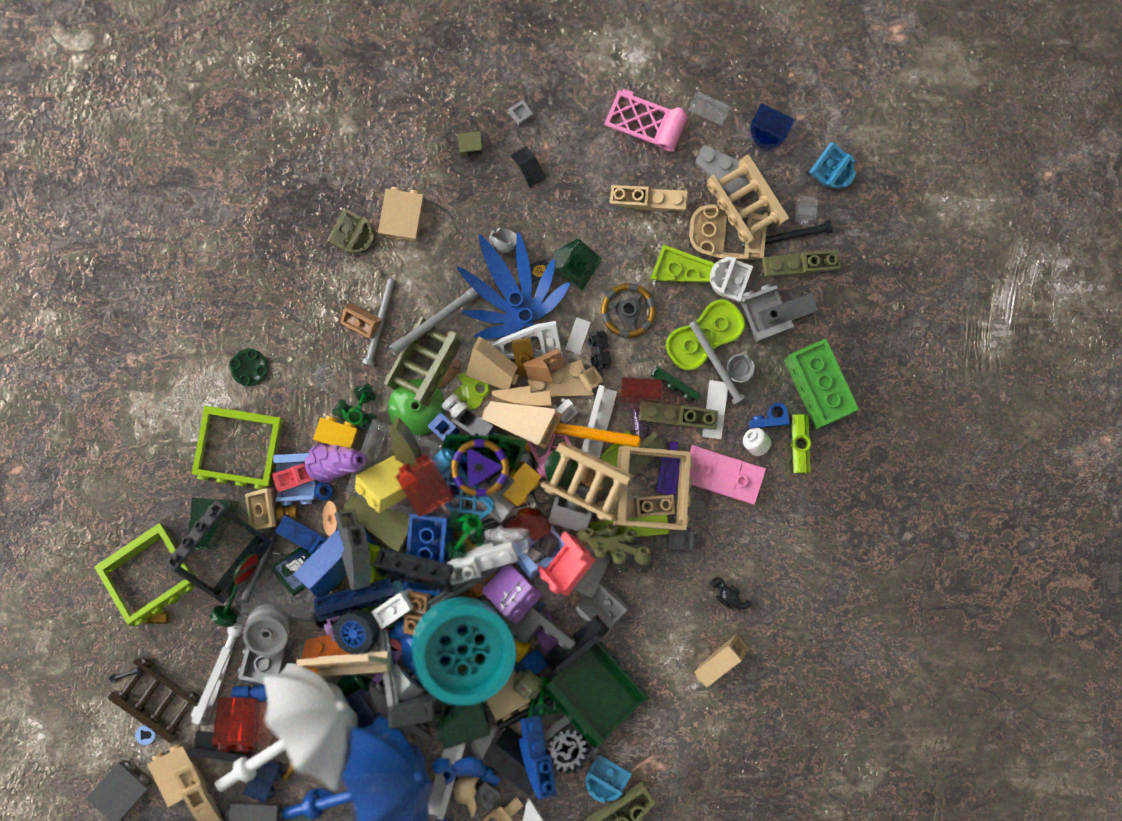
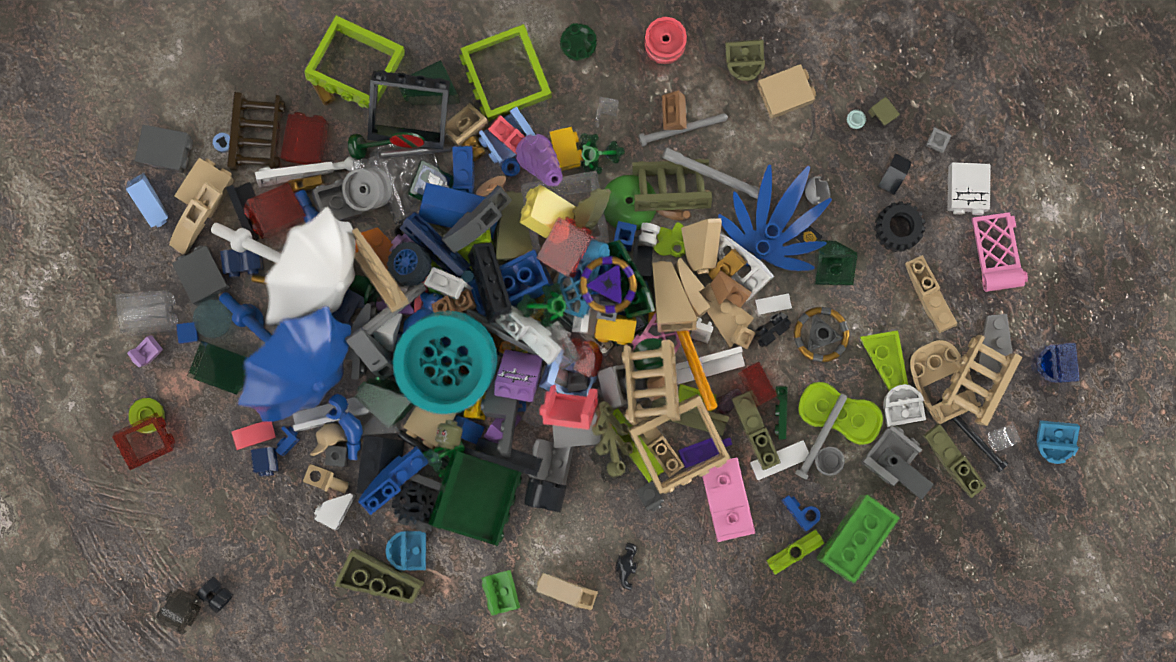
camera: 60 degrees right, 0 degrees up
(113, 678) = (253, 87): black hinge -> none
(188, 659) = (304, 139): none -> clear red brick
(229, 678) = (308, 183): none -> pearl gold bar
(287, 282) = (672, 32): none -> coral wheel
(461, 170) = (856, 119): none -> light aqua plate
(577, 112) = (968, 188): none -> white brick
(581, 174) = (906, 212): none -> black tyre
(628, 630) = (545, 495): none -> black brick
(689, 719) = (500, 592): none -> bright green bracket
(709, 108) = (1042, 300): clear hinge -> none
(756, 441) = (773, 512): white head -> none

